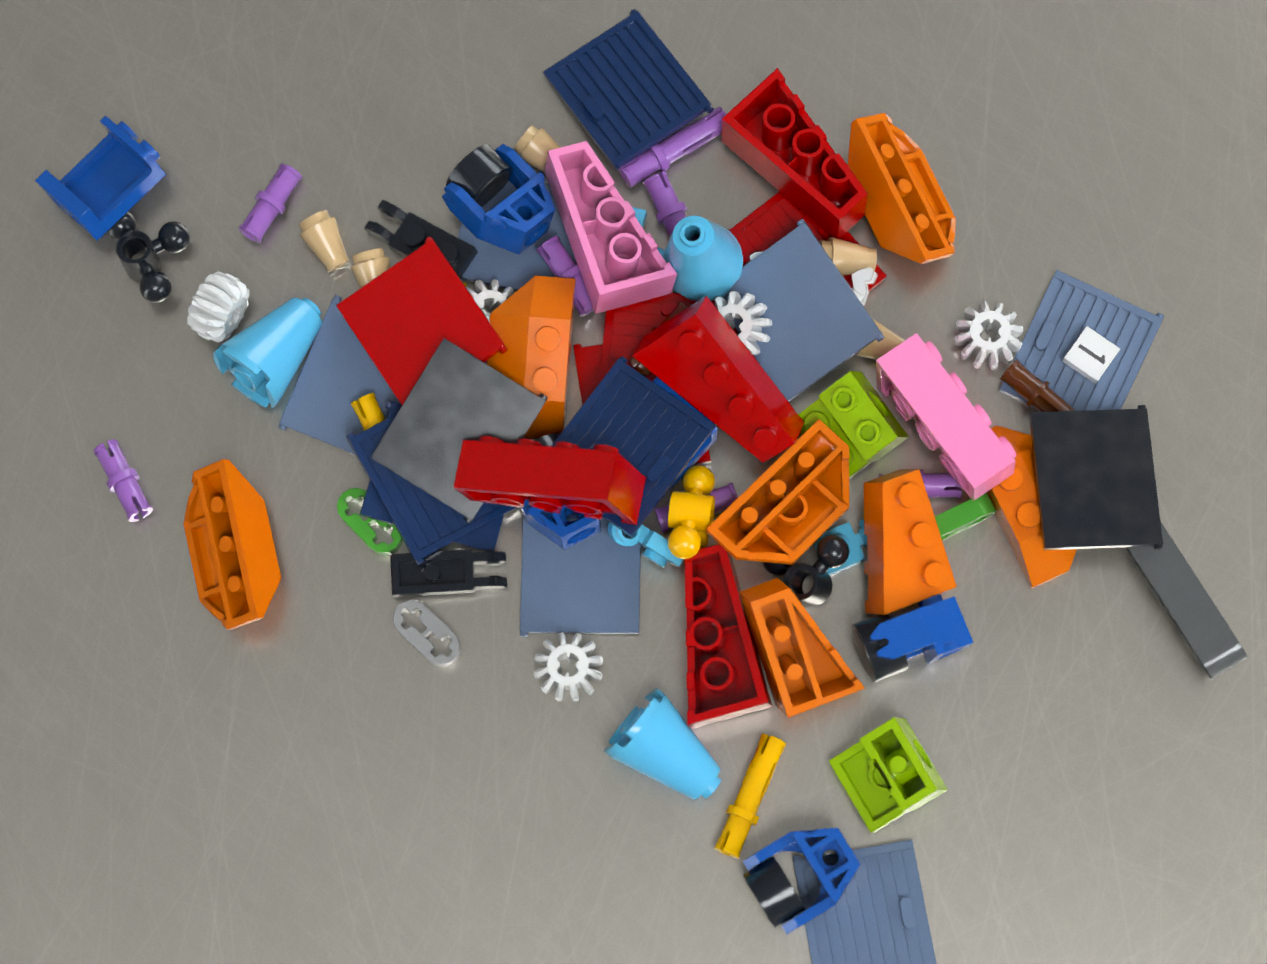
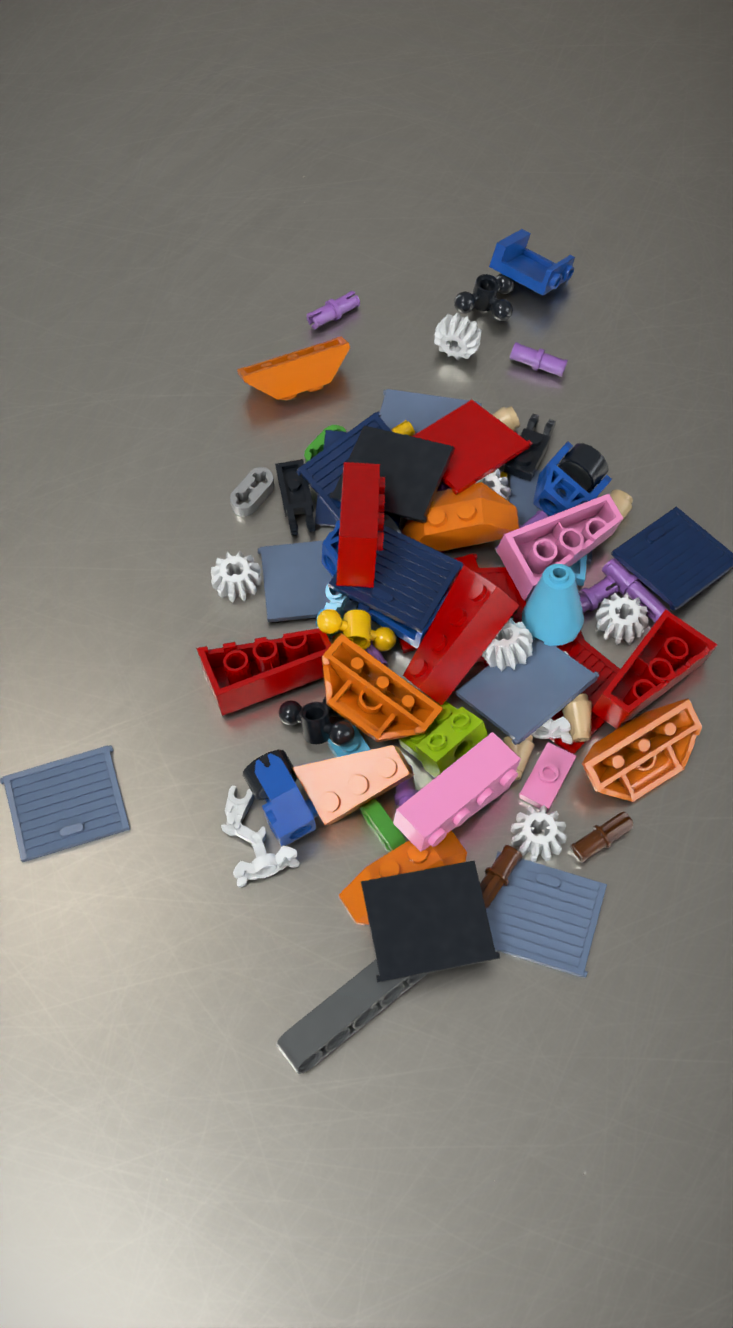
camera: 80 degrees right, 15 degrees down
(270, 351) = (434, 369): medium azure cone -> none
(324, 239) = (521, 391): tan cone -> none
(664, 748) = (179, 635): medium azure cone -> none
(707, 161) = (632, 622): none -> white gear
(754, 786) = (163, 710): yellow pin -> none
(775, 890) = (83, 733): blue piece -> none
(794, 651) = (261, 712): orange wedge -> none
(903, 763) = (176, 800): lime brick -> none
(910, 310) = (547, 776): none -> bright pink plate
(911, 701) = (265, 863): none -> white piece
(1000, 262) = (602, 836): none -> reddish brown axle
(1091, 355) = (538, 917): white tile -> none

